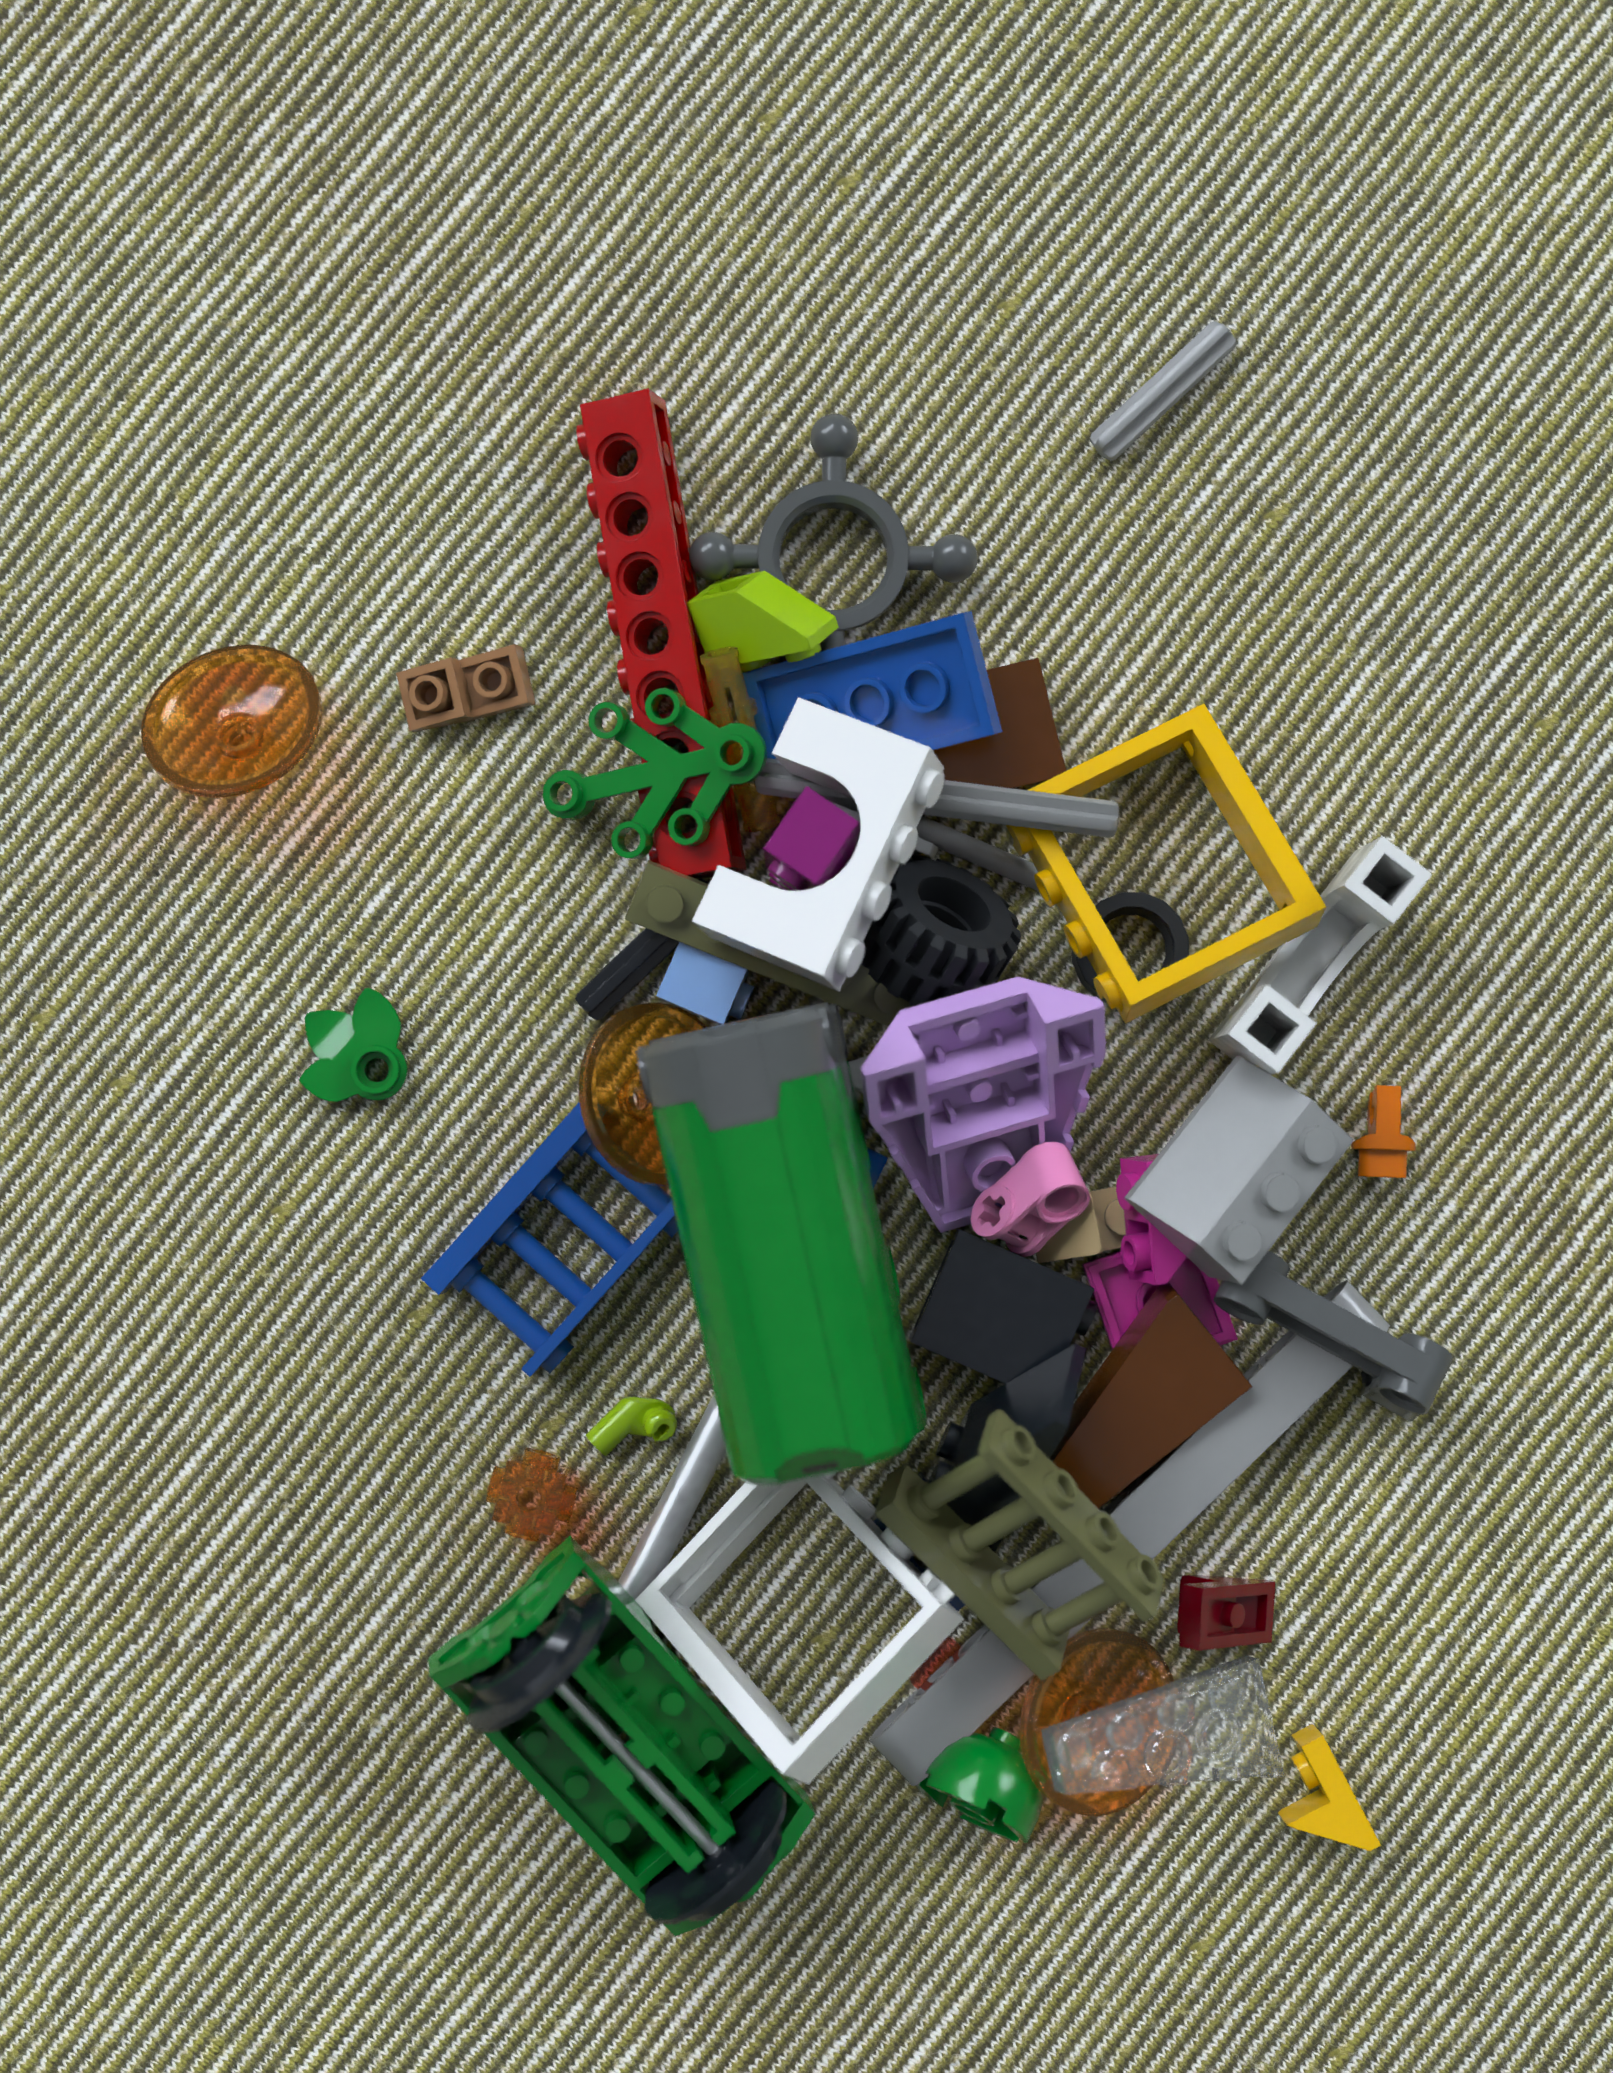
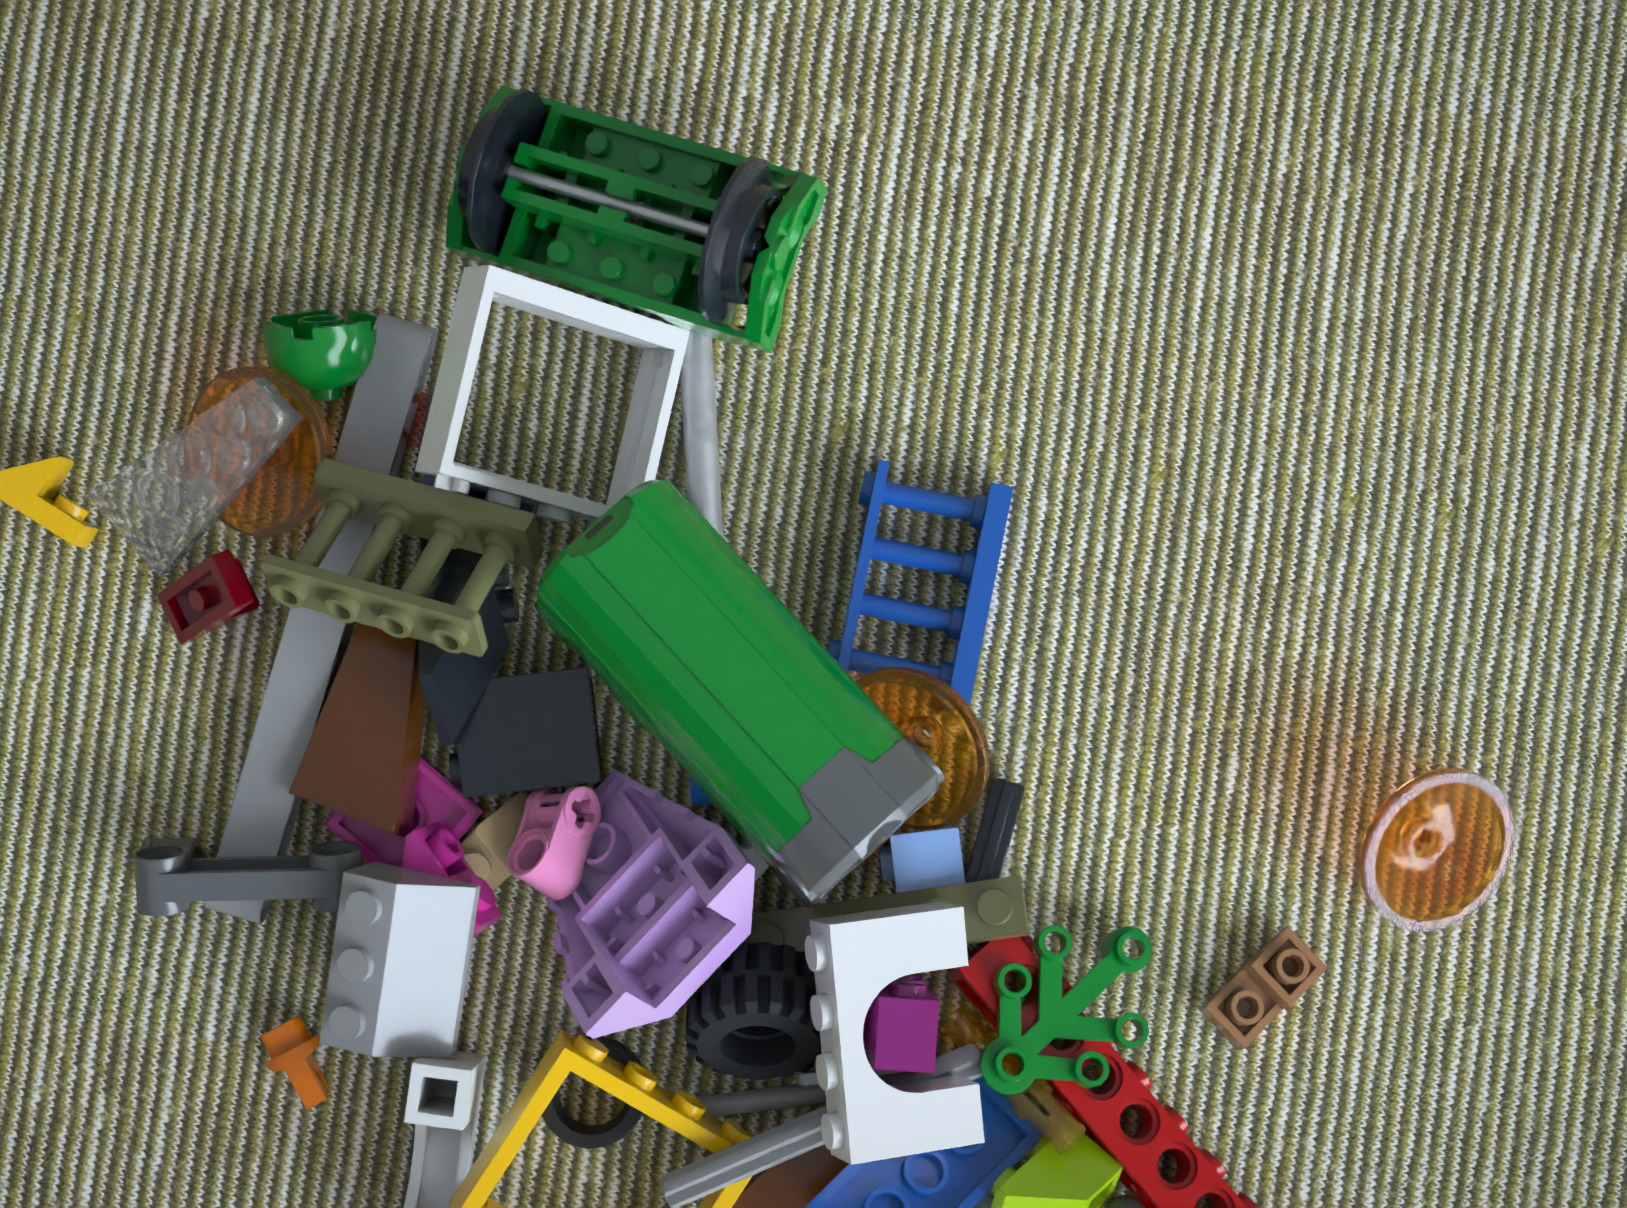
camera: 150 degrees right, 0 degrees up
(349, 1045) = (1183, 641): green plate -> none
(551, 1480) = (822, 388): clear orange brick -> none
(635, 1417) = (775, 475): lime arm -> none

